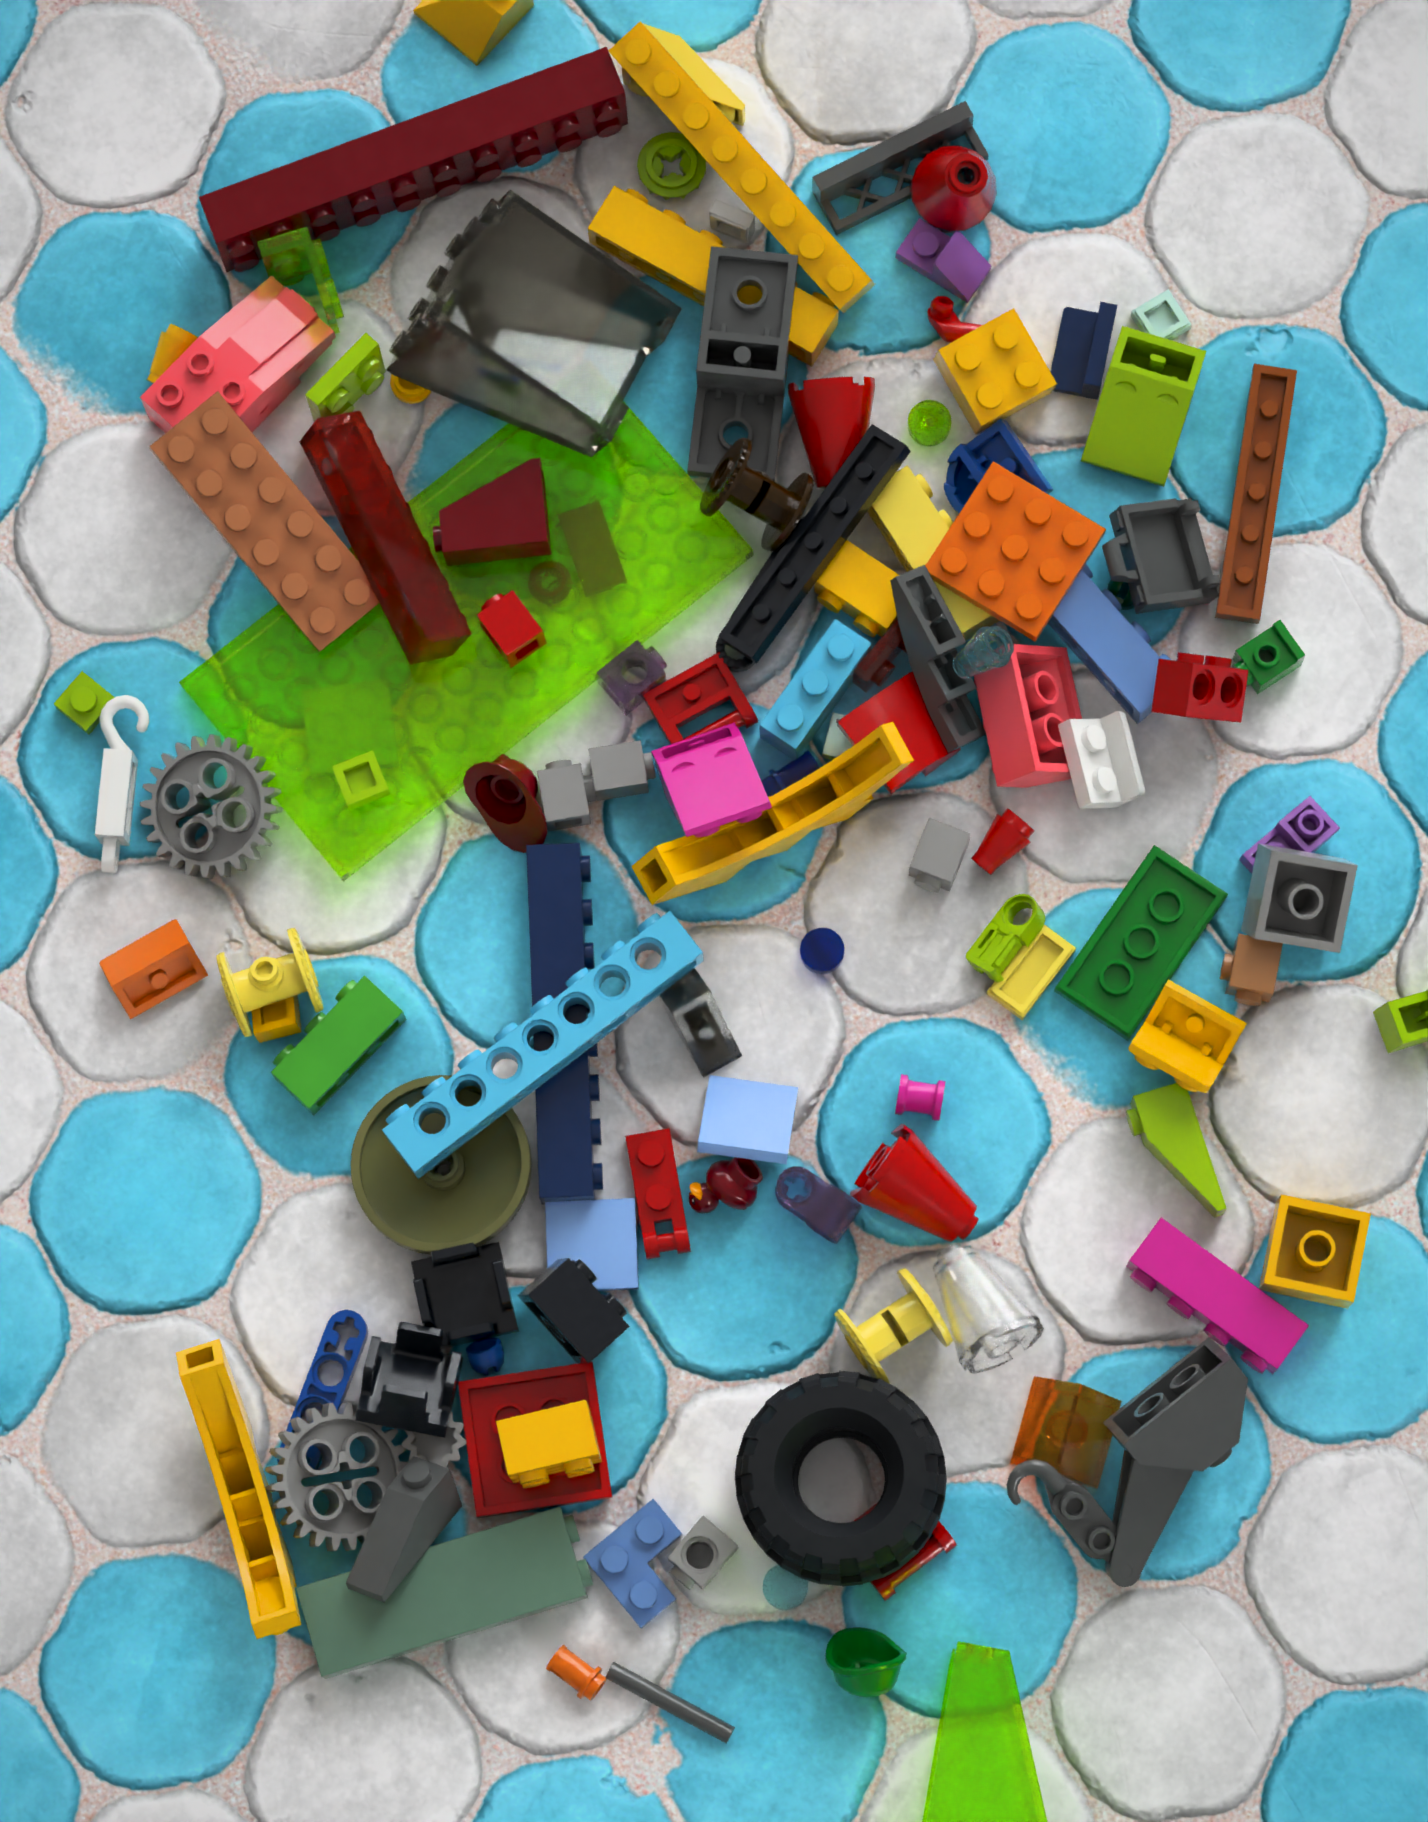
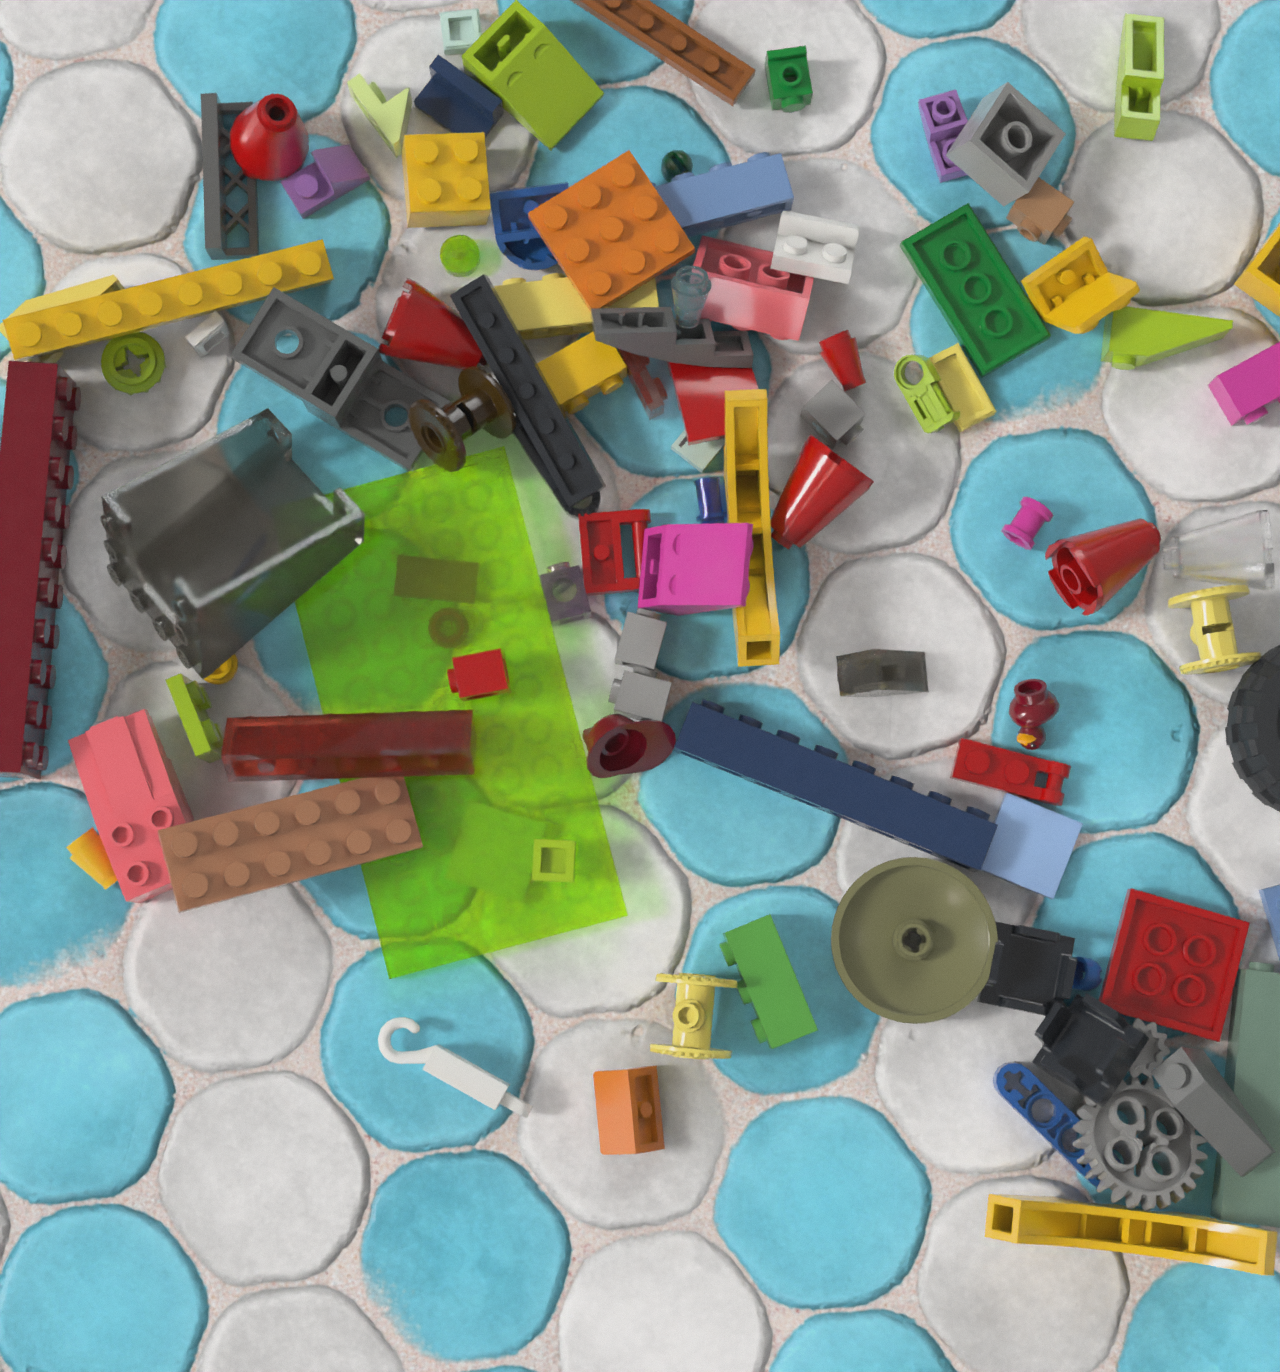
camera: 75 degrees left, 5 degrees up
(83, 702) = (367, 1068): lime plate -> none
(196, 772) = (477, 1000): light grey gear -> none
(277, 1020) = (726, 1024): yellow plate -> none
(292, 257) = (59, 709): clear neon green bracket -> none
(497, 520) = (380, 643): dark red slope -> none
(549, 1444) = (1199, 953): yellow brick -> none
(575, 1309) = (1090, 881): black brick -> none
(656, 933) = (833, 663): medium azure brick -> none
(680, 257) = (223, 386): yellow brick -> none
(747, 1119) = (986, 670): light blue tile -> none
(814, 690) = (648, 450): medium azure brick -> none
(822, 951) = (866, 547): clear blue tile -> none
(824, 1207) = (1080, 645): clear purple piece -> none
(850, 871) = (815, 494): none -> red cone
(946, 321) = (382, 202): red arm -> none
(1033, 292) = (387, 117): none -> yellowish green slope
(1160, 555) = (665, 121): dark grey piece -> none
(1200, 689) = (797, 139): red brick -> none

